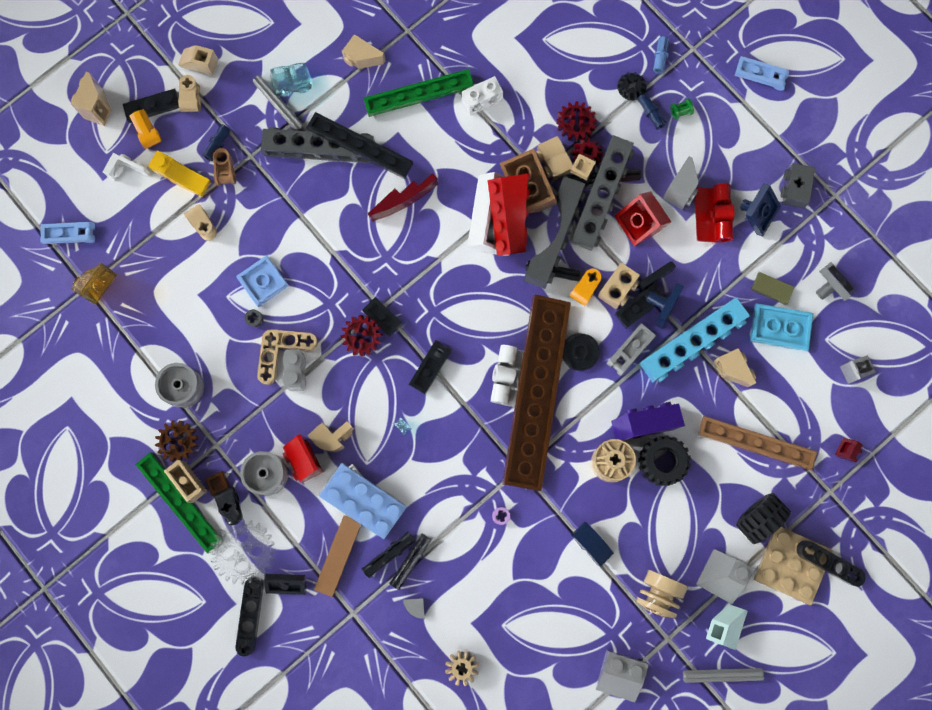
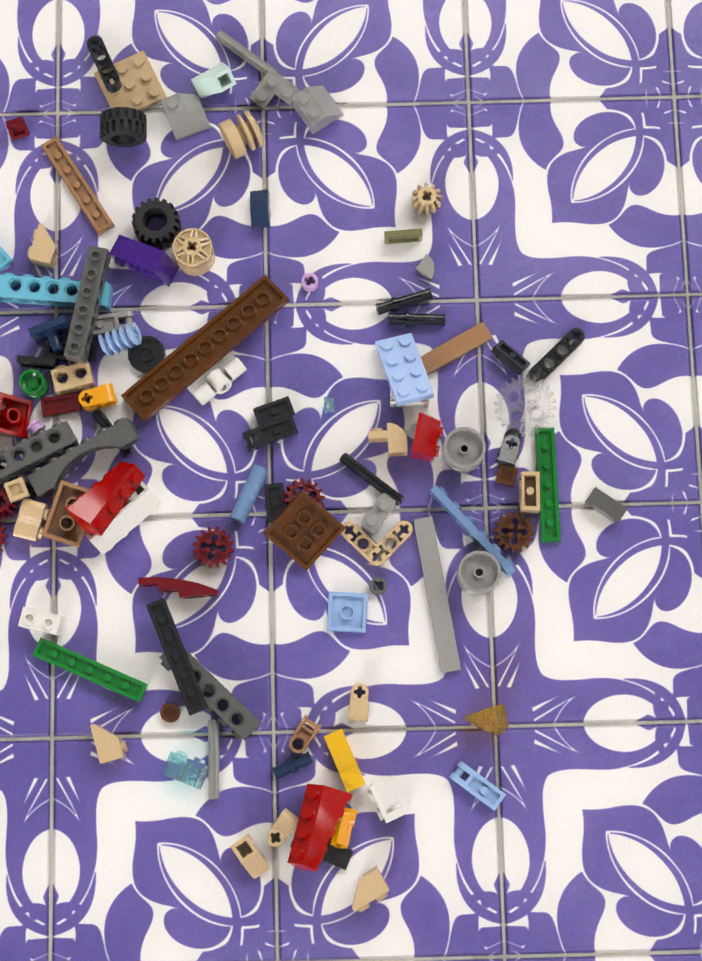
camera: 145 degrees left, 0 degrees up
(118, 522) = (606, 505): none -> dark grey slope
(162, 111) = (316, 824): none -> red wedge
(202, 415) = (467, 525): none -> medium blue plate
(204, 348) = (436, 595): none -> light grey tile
(322, 395) = (370, 478): none -> black axle
(336, 110) = (170, 712): none -> reddish brown tile
(340, 310) = (304, 530): none -> reddish brown plate
(408, 307) = (249, 493): none -> medium blue axle
(411, 249) = (220, 557): none -> dark red gear
(441, 385) = (273, 411): none -> black plate
(459, 613) = (403, 236): none -> olive tile
(608, 343) = (121, 340): none -> light blue piece
(611, 259) = (60, 405): none -> dark red tile
(612, 227) = (35, 427): none -> lavender bush
(643, 256) = (34, 384): none -> green wheel
(656, 345) = (87, 305): none -> dark grey brick
(675, 665) = (272, 85): none -> light grey plate

